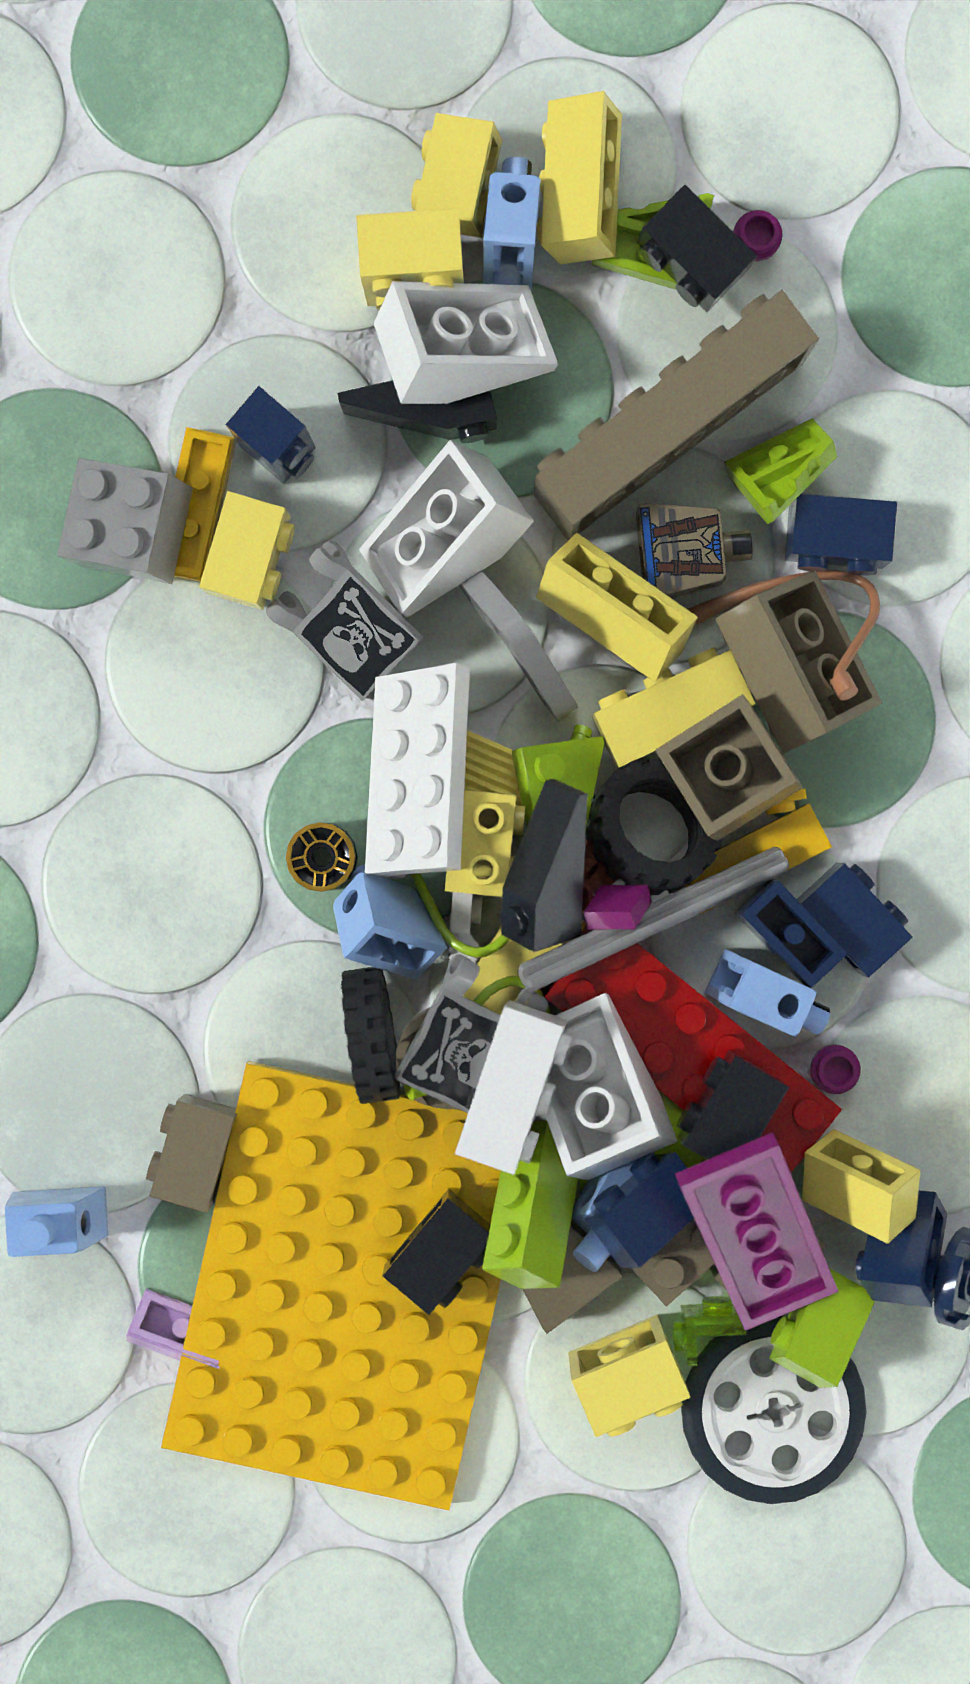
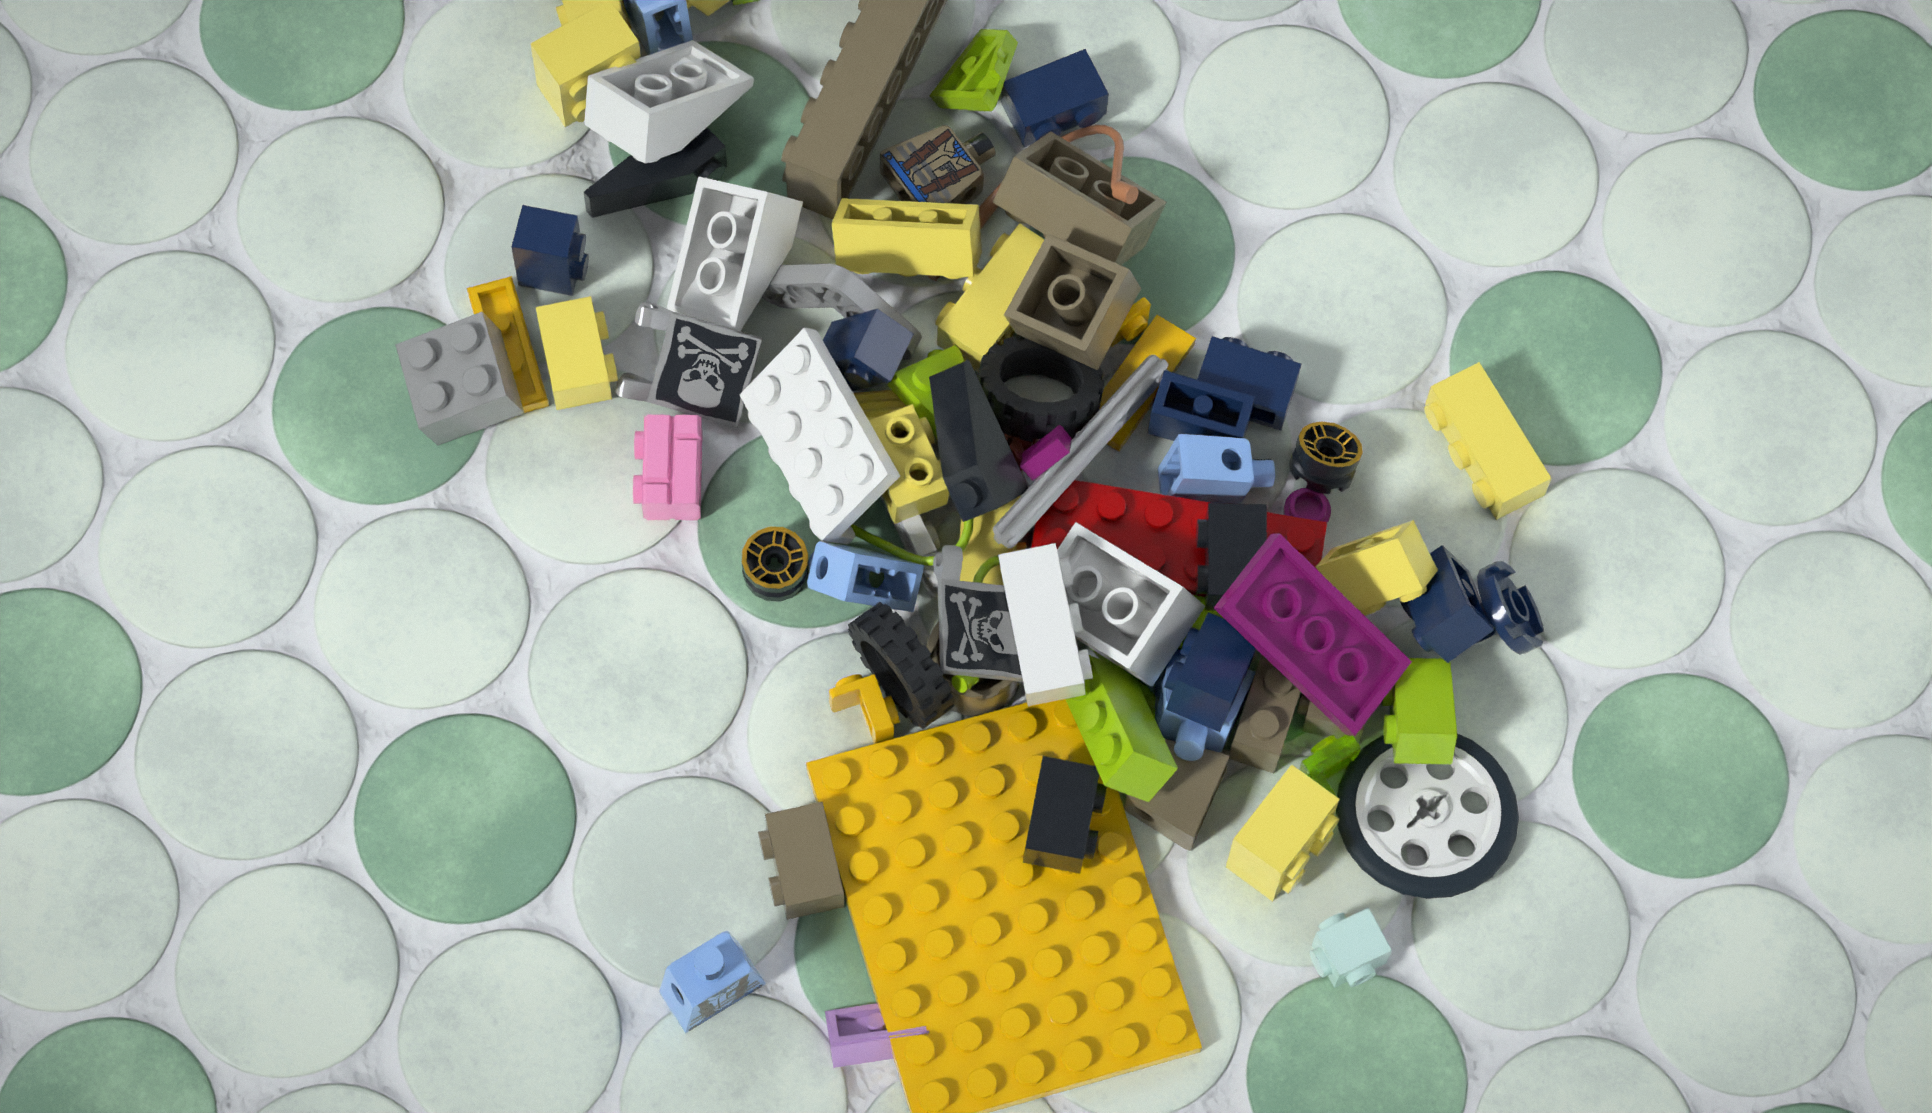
camera: 30 degrees left, 20 degrees down
(276, 711) = (670, 467): none -> bright pink brick
(334, 1049) = (878, 711): none -> yellow bracket
(508, 703) = (867, 347): none -> dark blue brick
(629, 1498) = (1349, 948): none -> light aqua brick
(893, 1046) = (1326, 457): none -> black wheel

